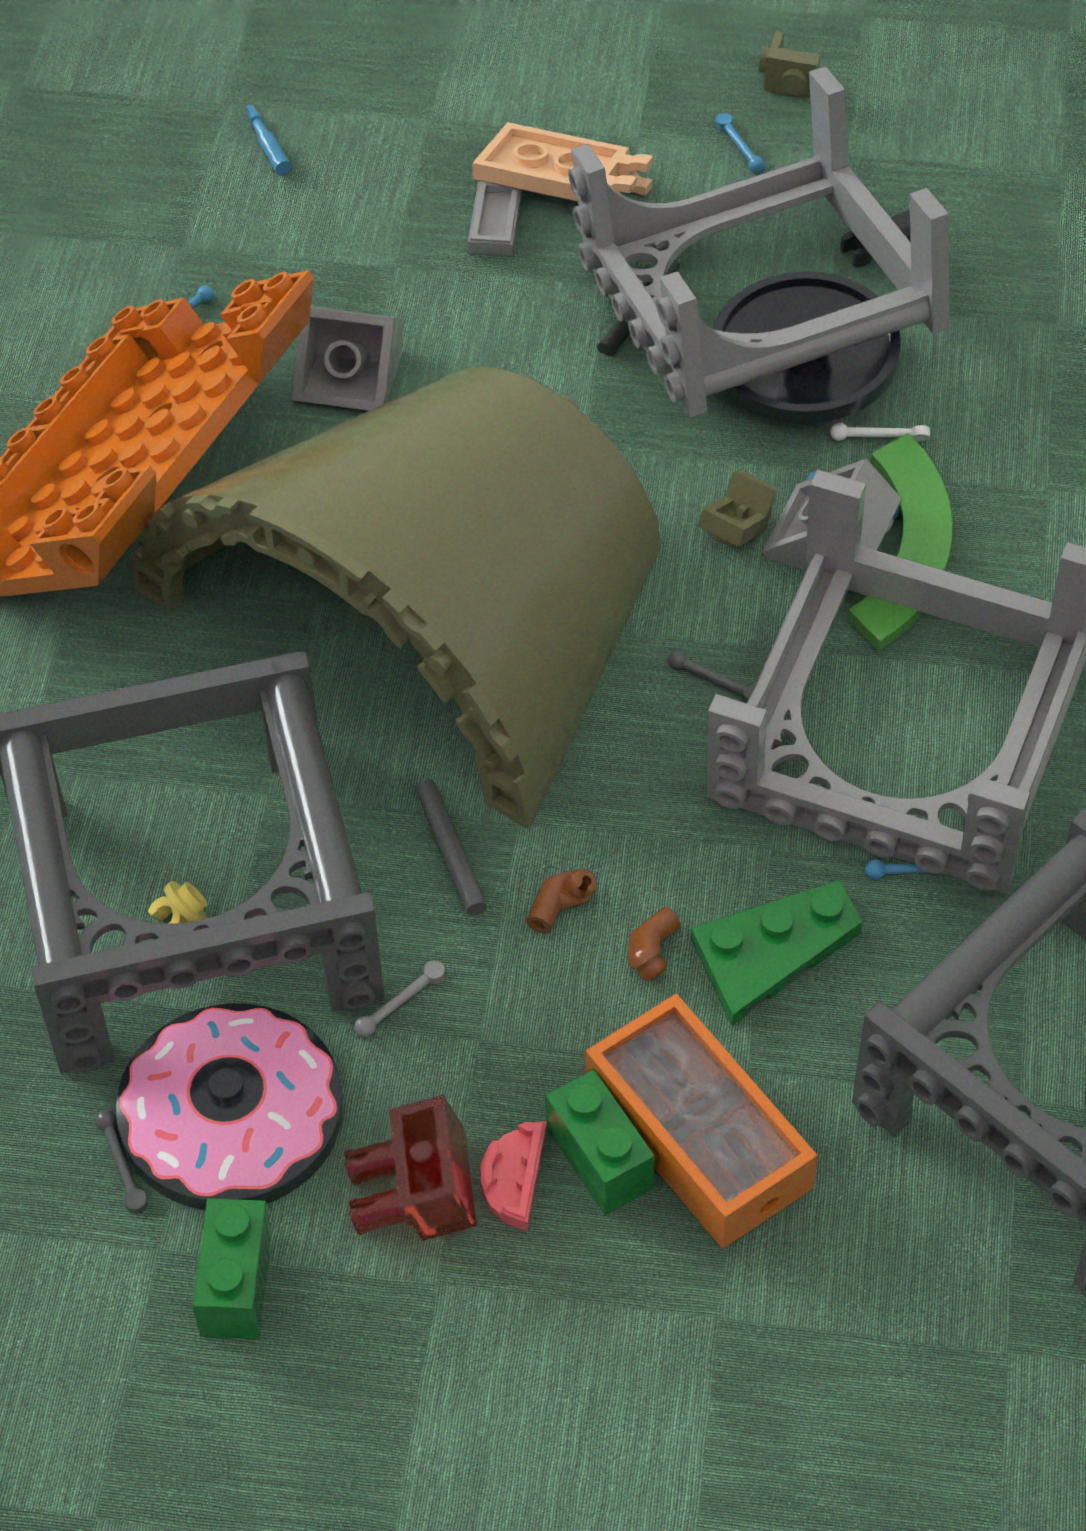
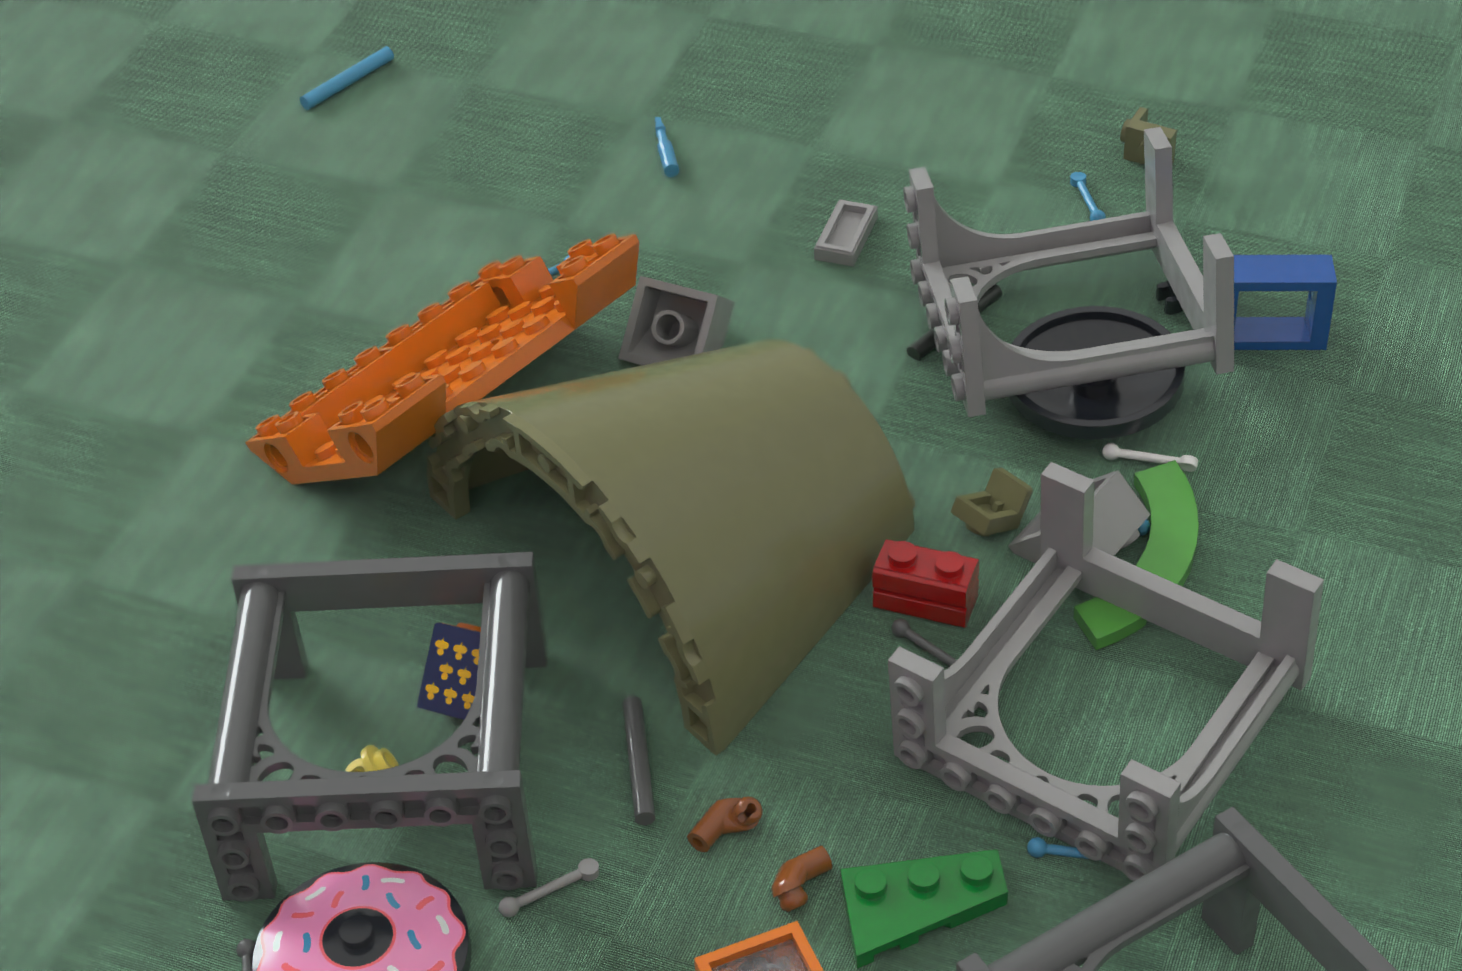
camera: 15 degrees right, 10 degrees down
(247, 789) = (451, 670): none -> dark blue piece
(541, 161) = (881, 185): light nougat tile -> none
(694, 608) = (925, 582): none -> red brick
(986, 212) = (1285, 273): none -> blue window

